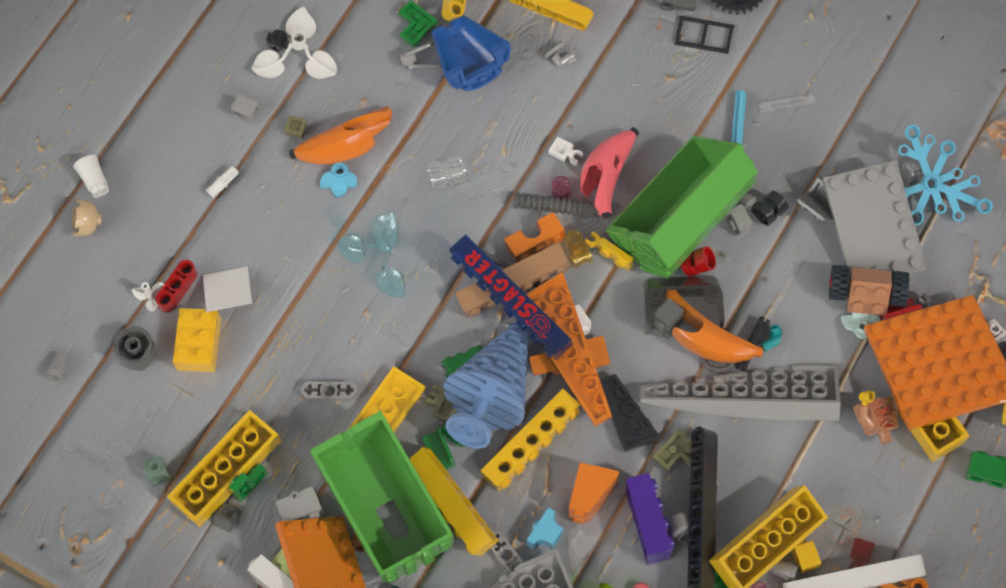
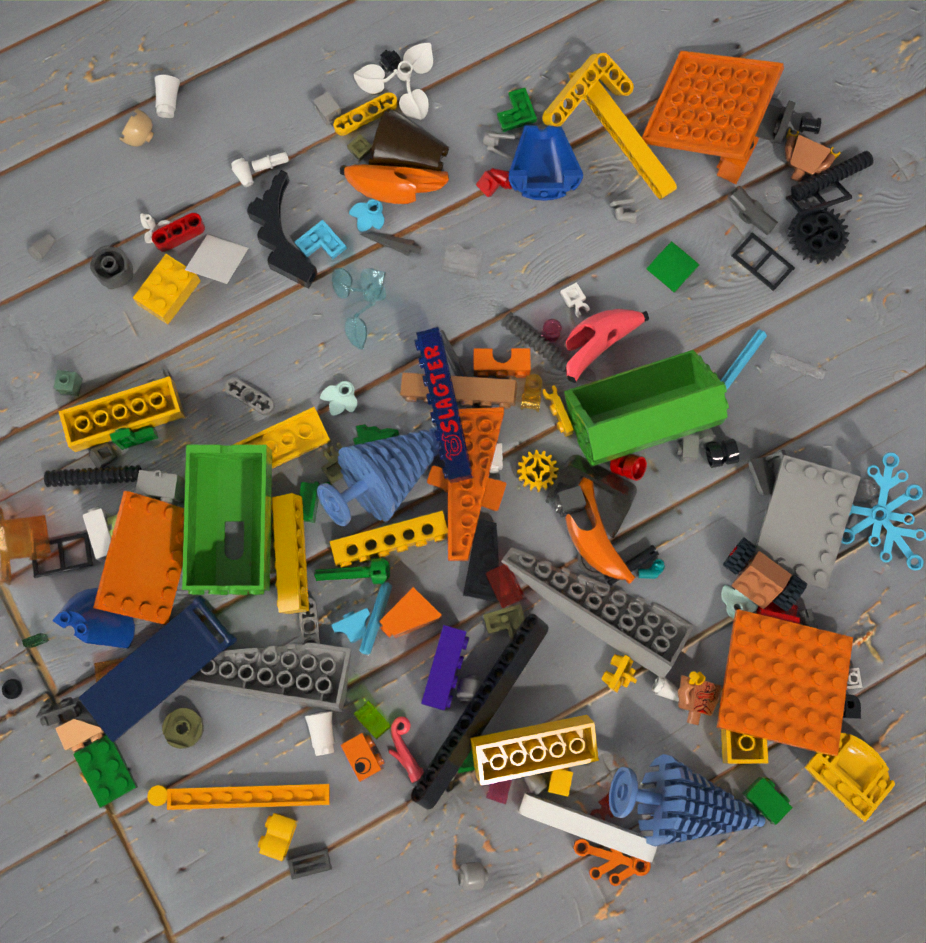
camera: 25 degrees right, 10 degrees up
(202, 203) = (242, 171): none -> white cone
(229, 538) = (91, 476): none -> black piece
(280, 95) = (363, 111): none -> yellow beam
(286, 255) = (268, 214): none -> black arch
(308, 220) = (320, 236): none -> medium azure plate
(337, 102) = (406, 144): none -> dark brown cone
(383, 189) = (399, 244): none -> dark grey bar
(411, 350) = (339, 400): none -> light aqua plate
(429, 96) = (488, 183): none -> red plate
(437, 85) = (503, 177): none -> red cone
(519, 485) = (357, 572): none -> green piece
(562, 512) = (376, 616): none -> medium azure axle
(620, 318) = (545, 470): none -> yellow gear
(631, 79) = (673, 266): none -> green slope
(656, 421) = (505, 586): none -> clear red panel
(799, 446) = (615, 680): none -> yellow hips
(846, 428) = (665, 689): none -> white cone
(917, 511) = (682, 804): none -> medium blue plant

